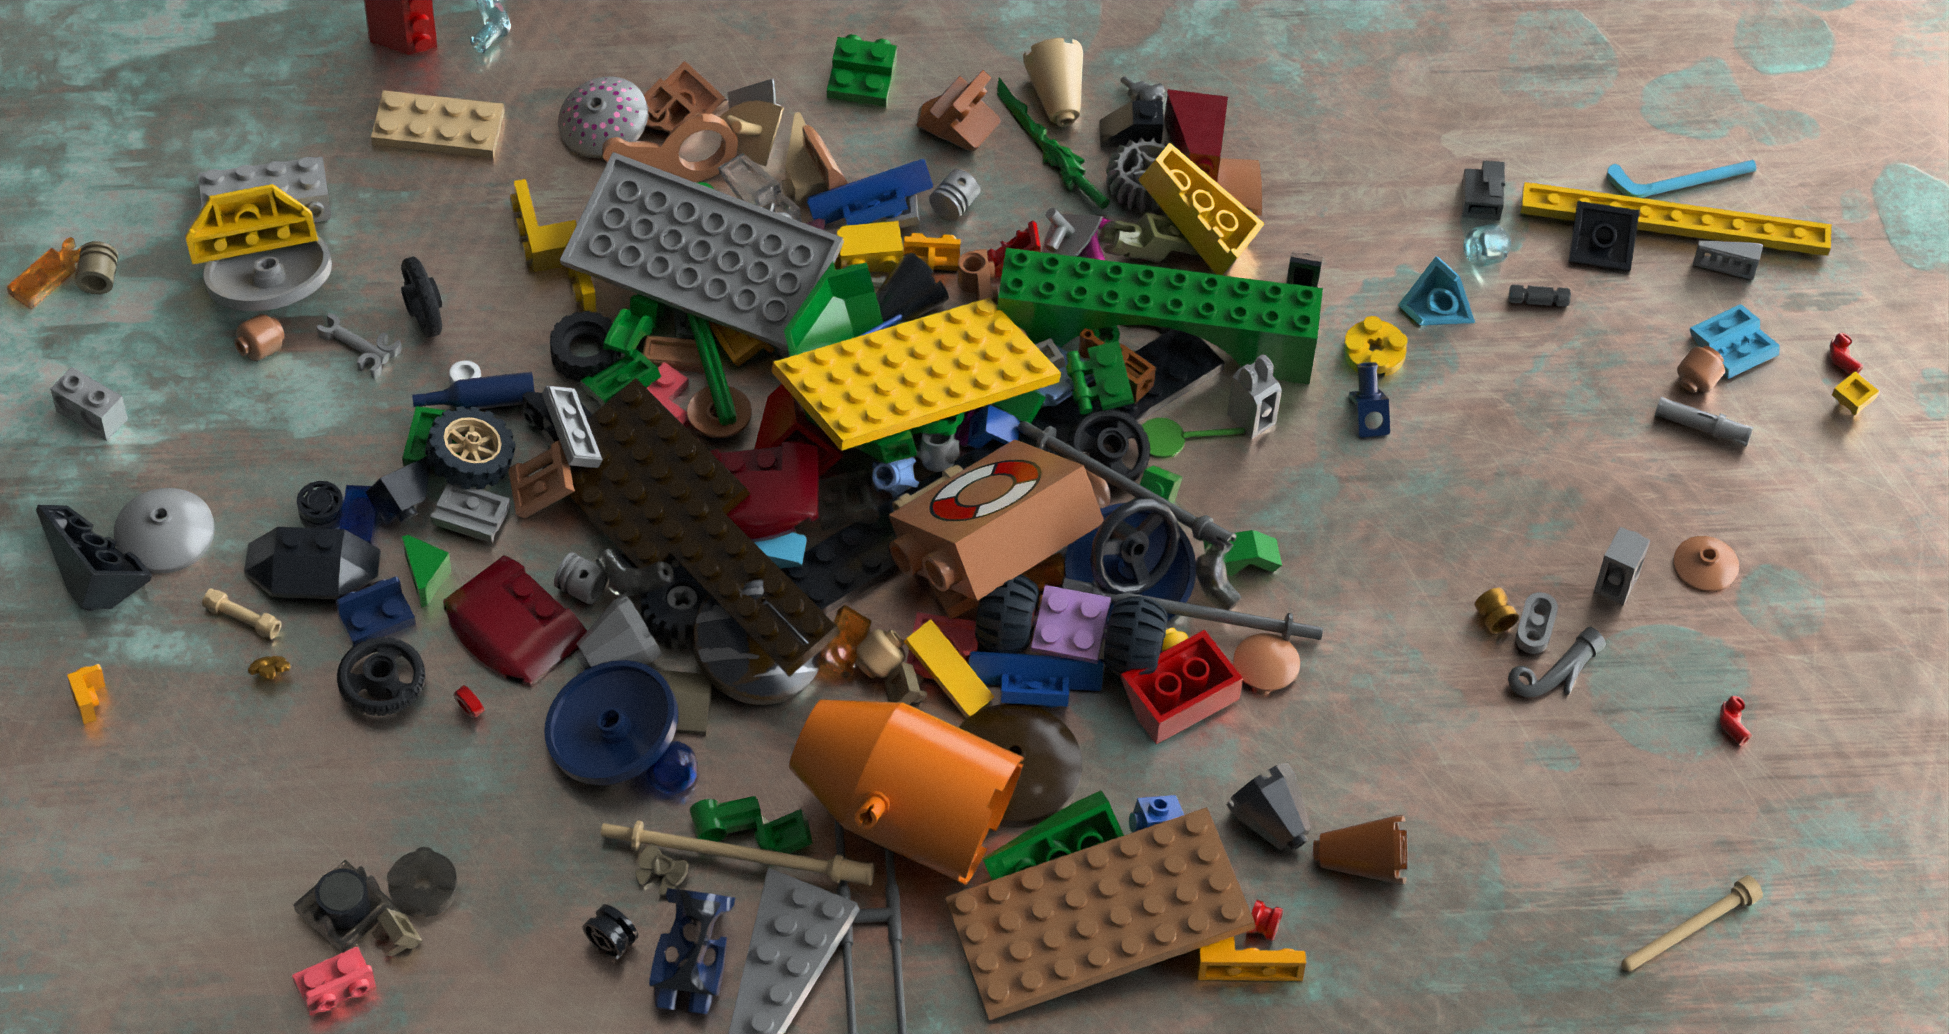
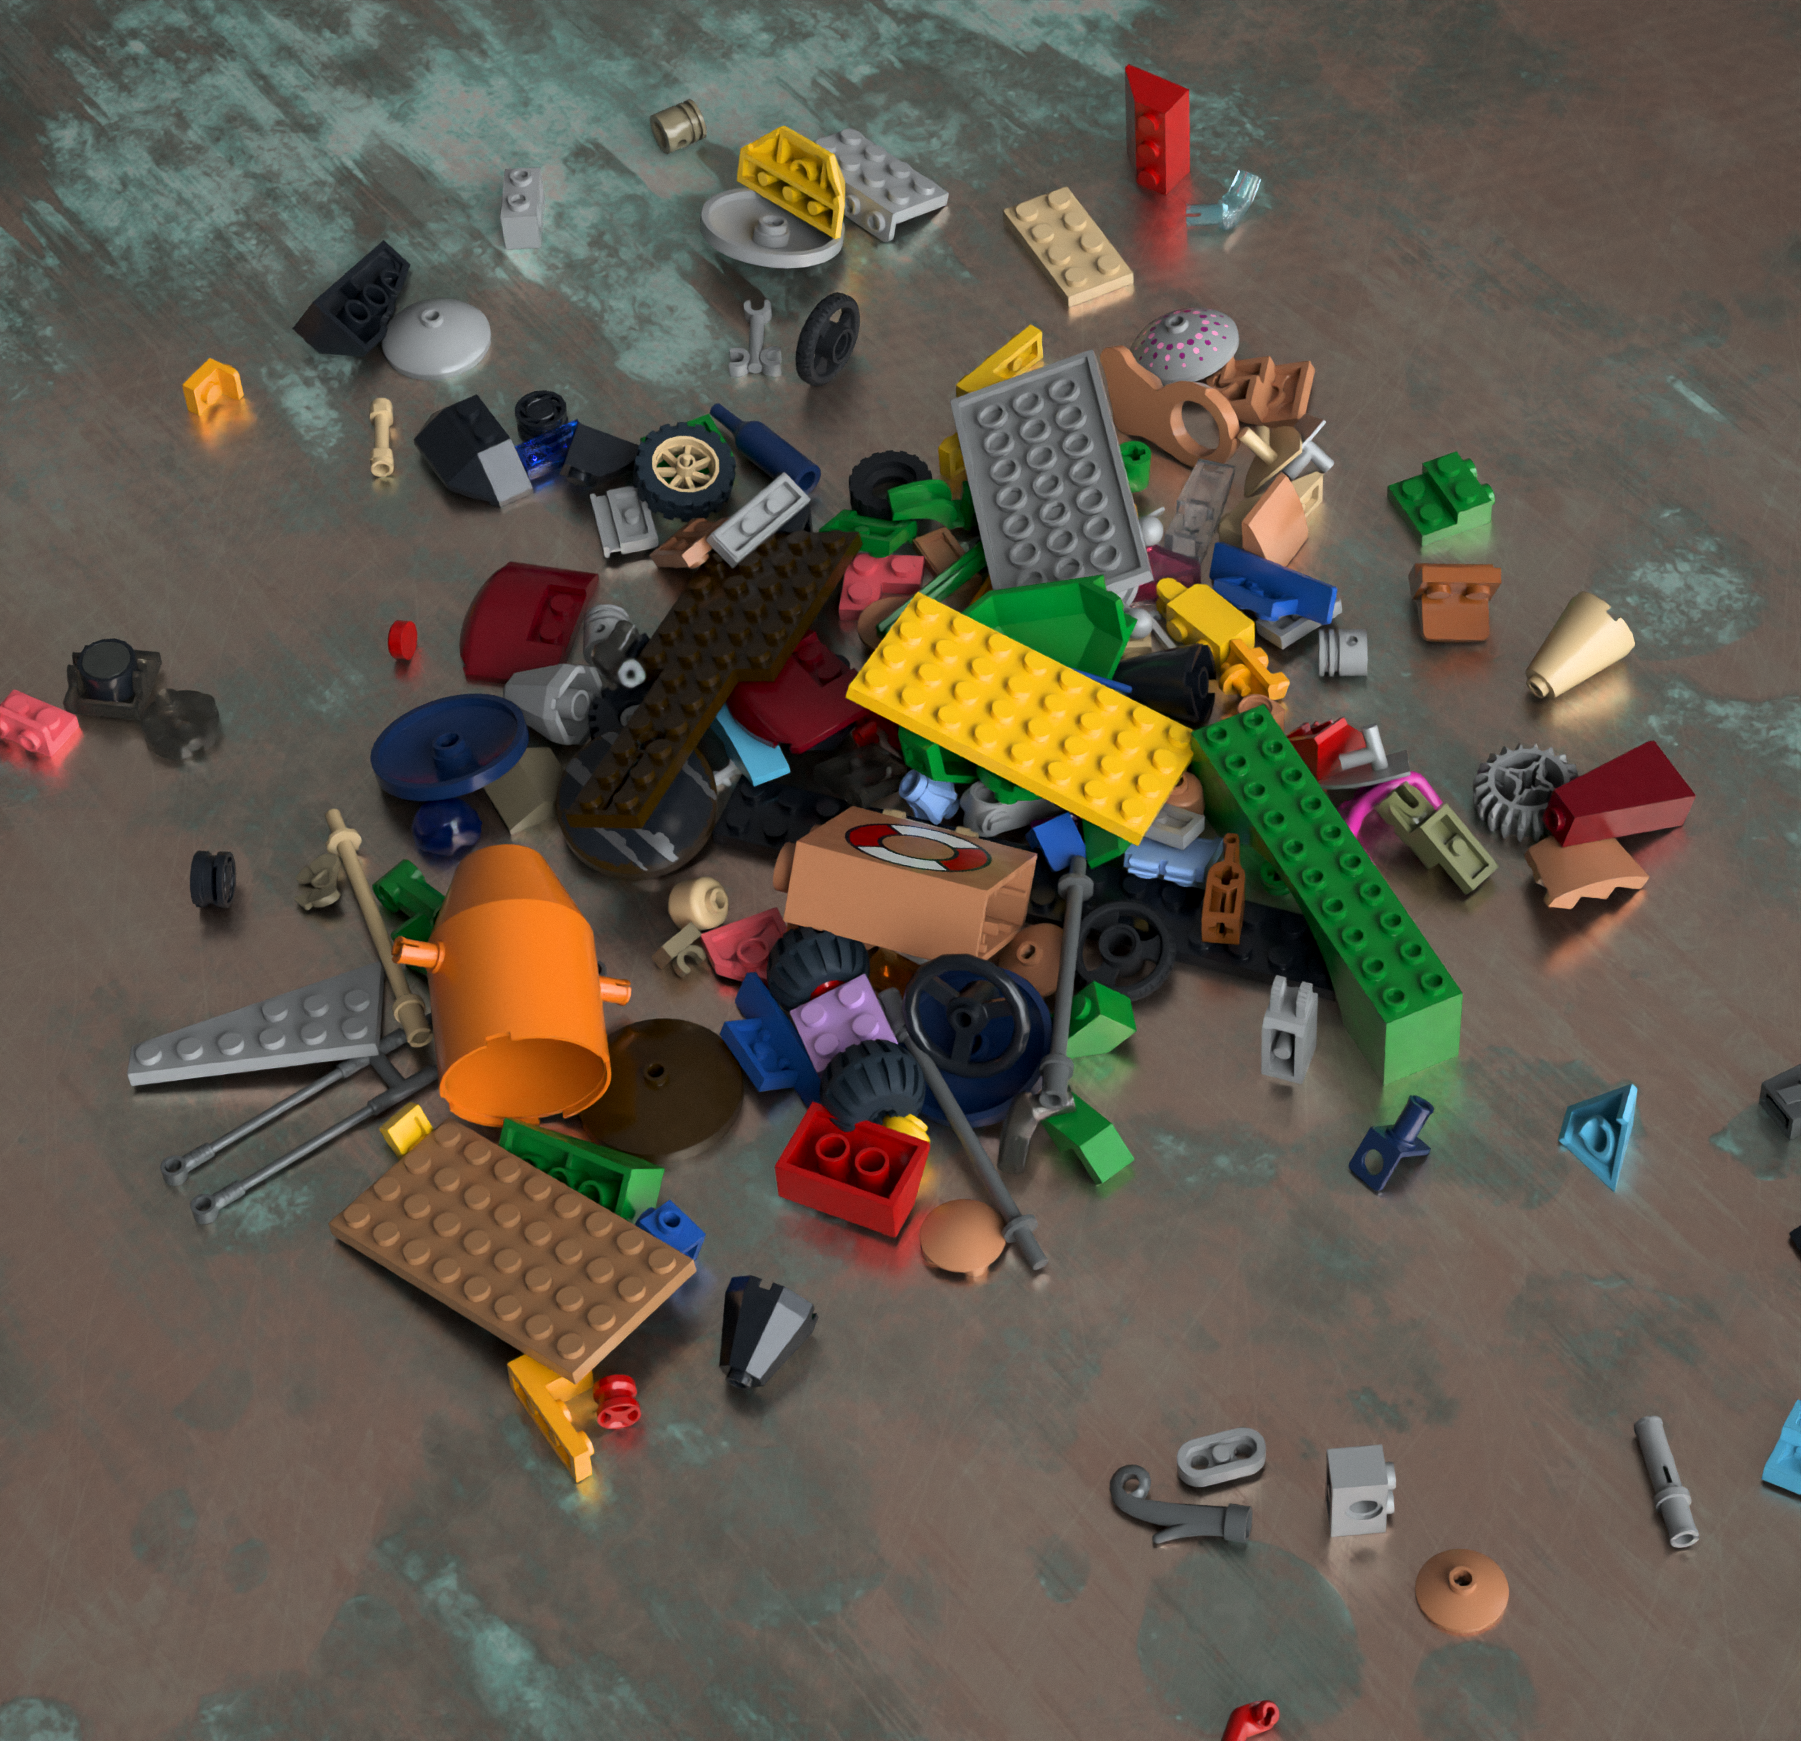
camera: 65 degrees right, 5 degrees down
(45, 275) = (638, 105): clear orange plate -> none
(259, 337) = (696, 270): nougat head -> none
(268, 665) = (338, 486): pearl gold plant -> none
(374, 611) = (455, 521): dark blue bracket -> none
(380, 688) = (383, 563): black wheel -> none
(400, 932) = (110, 732): dark tan tile -> none
(427, 567) = (524, 527): green slope -> none
(463, 370) = (787, 427): white tile -> none
(688, 970) = (221, 961): dark blue hips -> none
(841, 652) = (713, 862): clear orange plate -> none
(942, 928) = (406, 1129): none -> yellow tile
(949, 669) = (721, 965): yellow tile -> none
(1056, 155) = (1487, 707): green sword -> none
(1110, 377) = (1188, 886): green plate -> none
(1131, 123) = (1585, 742): black slope -> none
(1142, 91) = (1641, 730): dark grey piece -> none
(1168, 437) = (1195, 996): bright green piece -> none
(1200, 209) = (1501, 854): yellow wedge -> none
(1304, 269) = (1512, 991): black slope -> none
(1366, 850) = (774, 1451): dark orange cone -> none
(1375, 332) = (1486, 1094): yellow plate -> none
(1487, 245) = (1725, 1139): clear light blue head -> none
(1496, 610) = (1206, 1404): pearl gold wheel -> none
(1539, 295) = (1706, 1229): dark grey axle -> none
(1701, 369) = (1736, 1437): nougat head -> none

